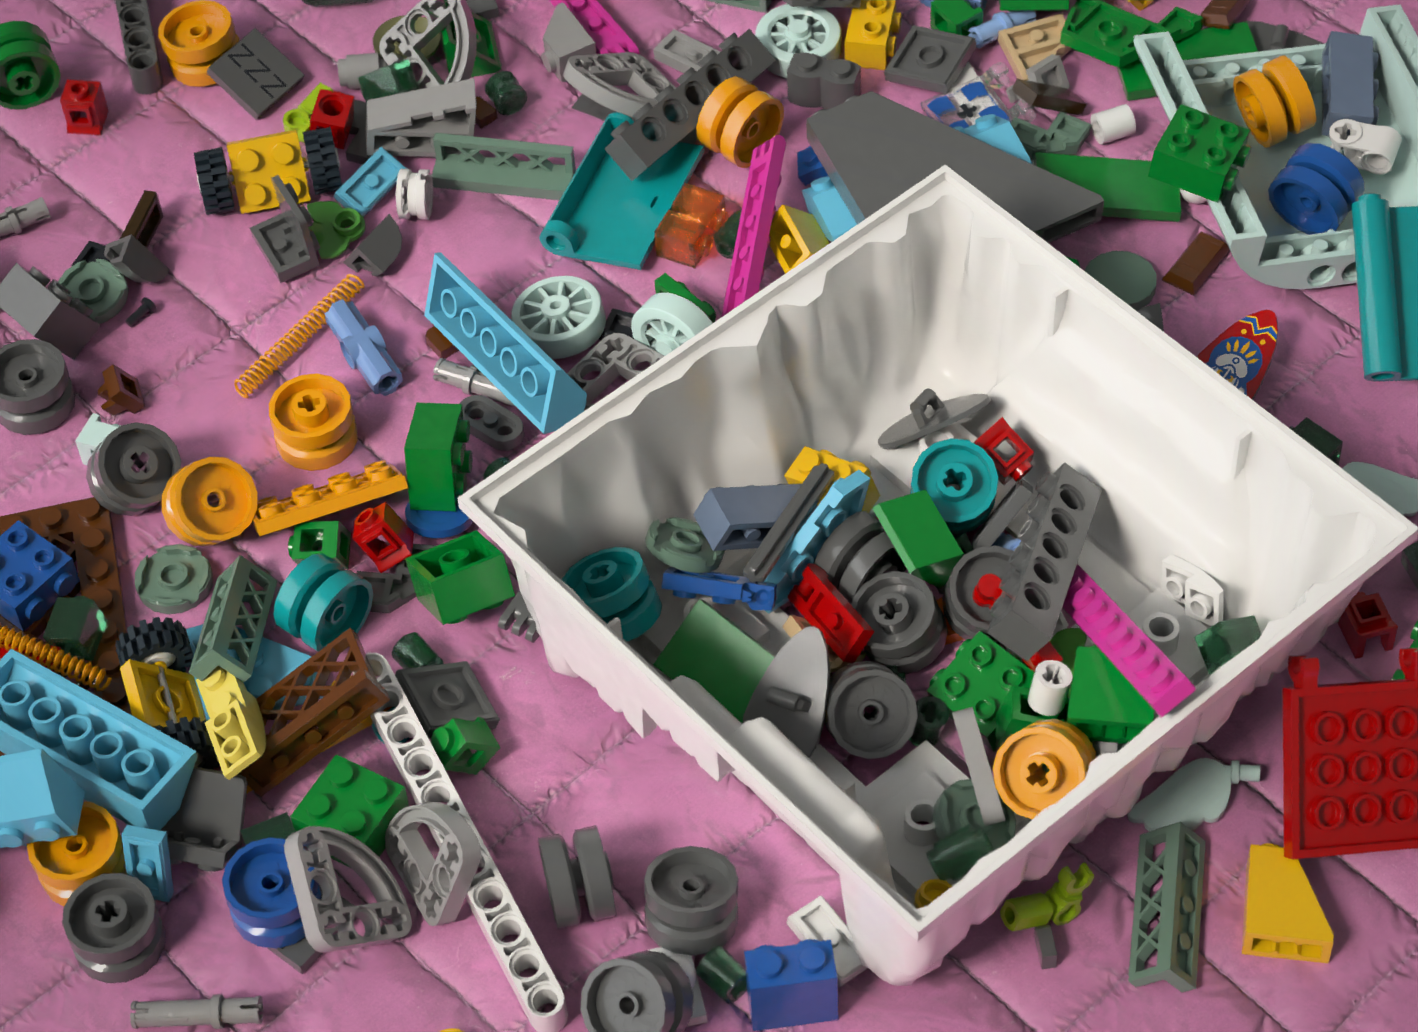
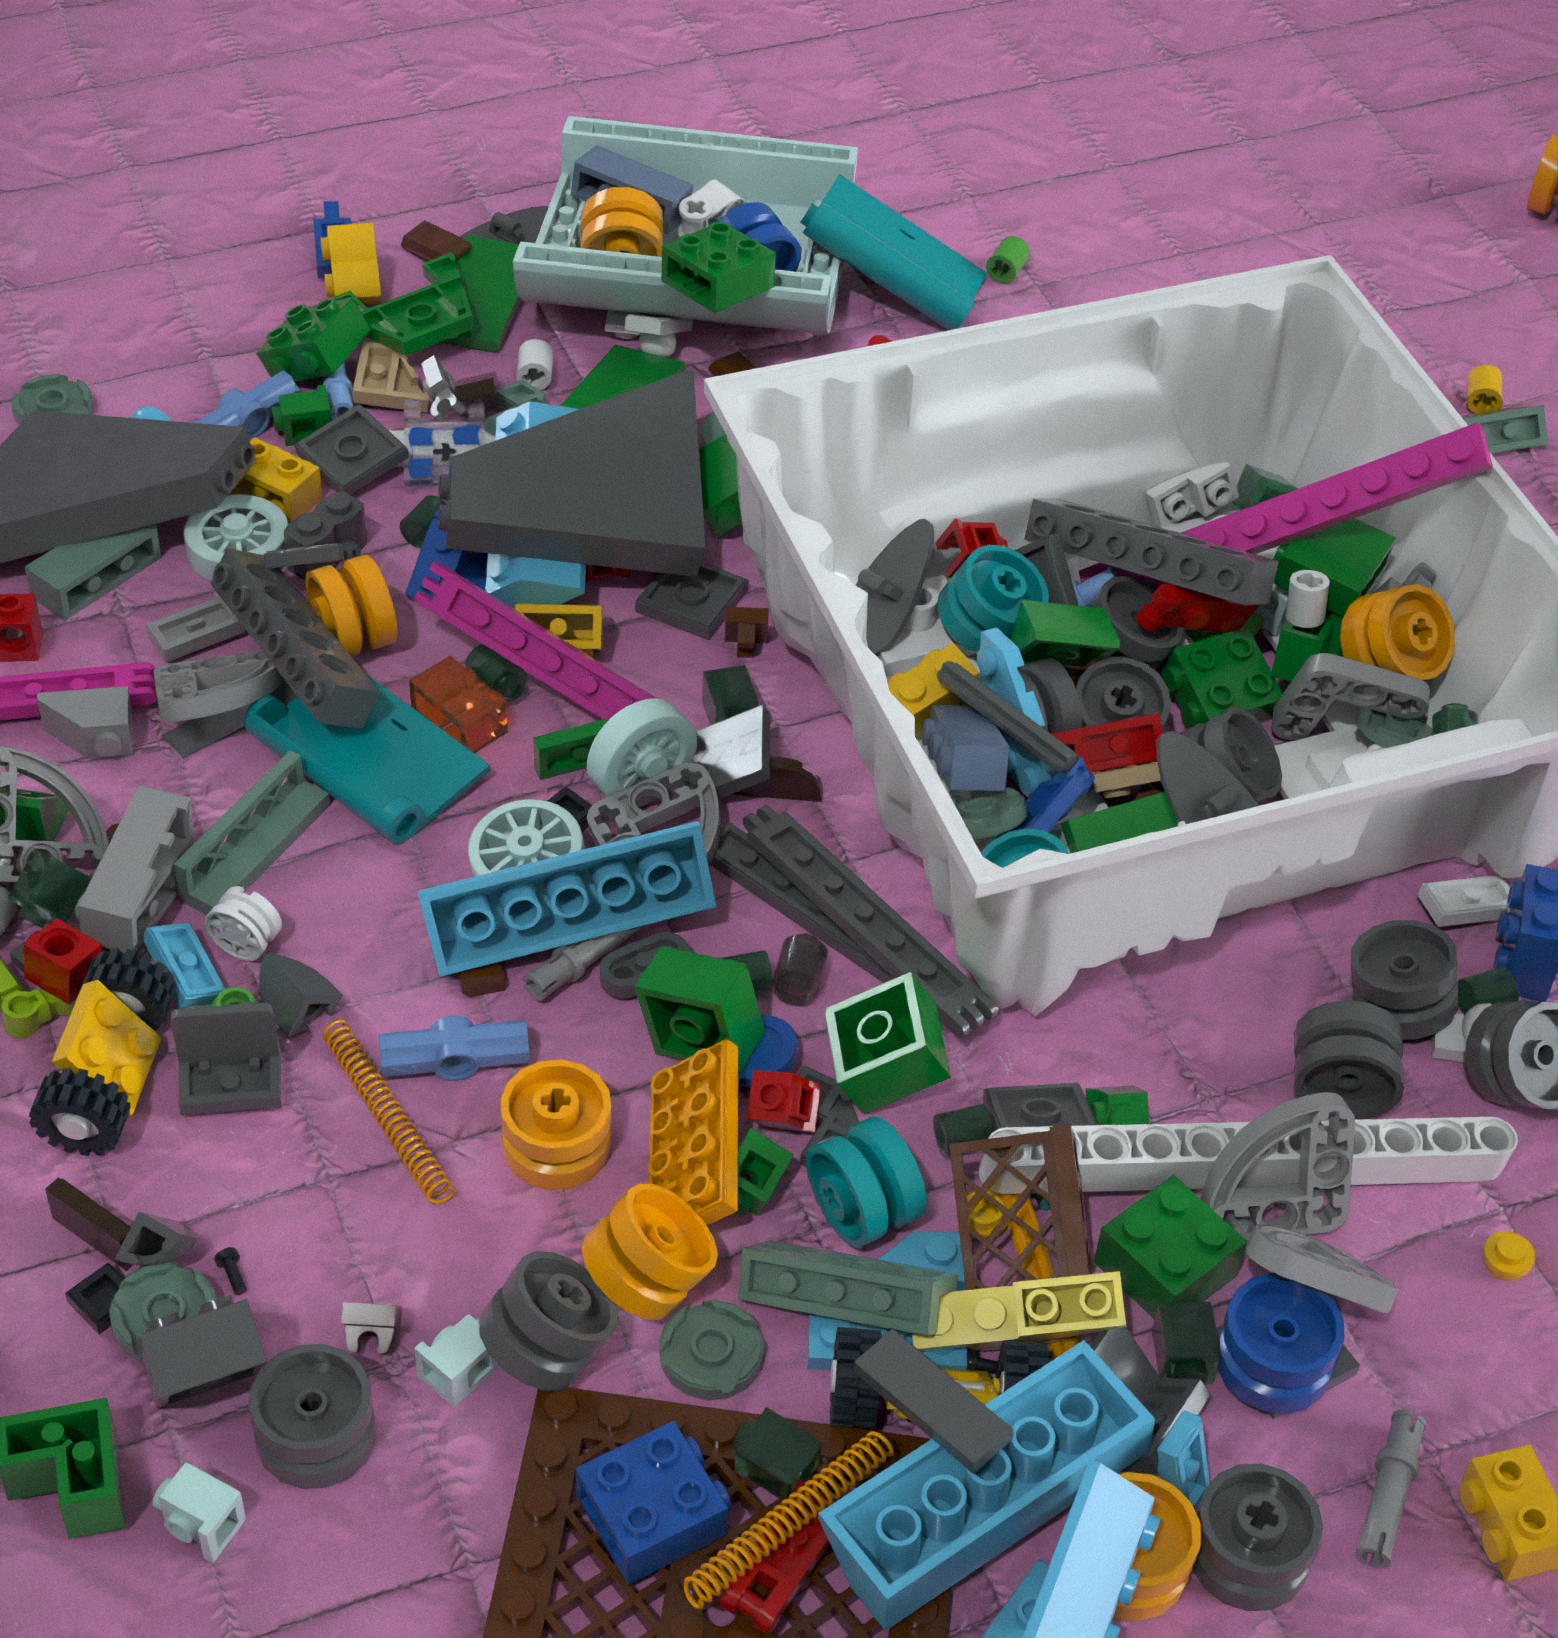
camera: 75 degrees left, 5 degrees down
(111, 678) = (933, 1401): none -> dark grey tile
(506, 93) = (121, 793): clear green wheel -> none
(775, 78) = (312, 554): none -> dark grey tile

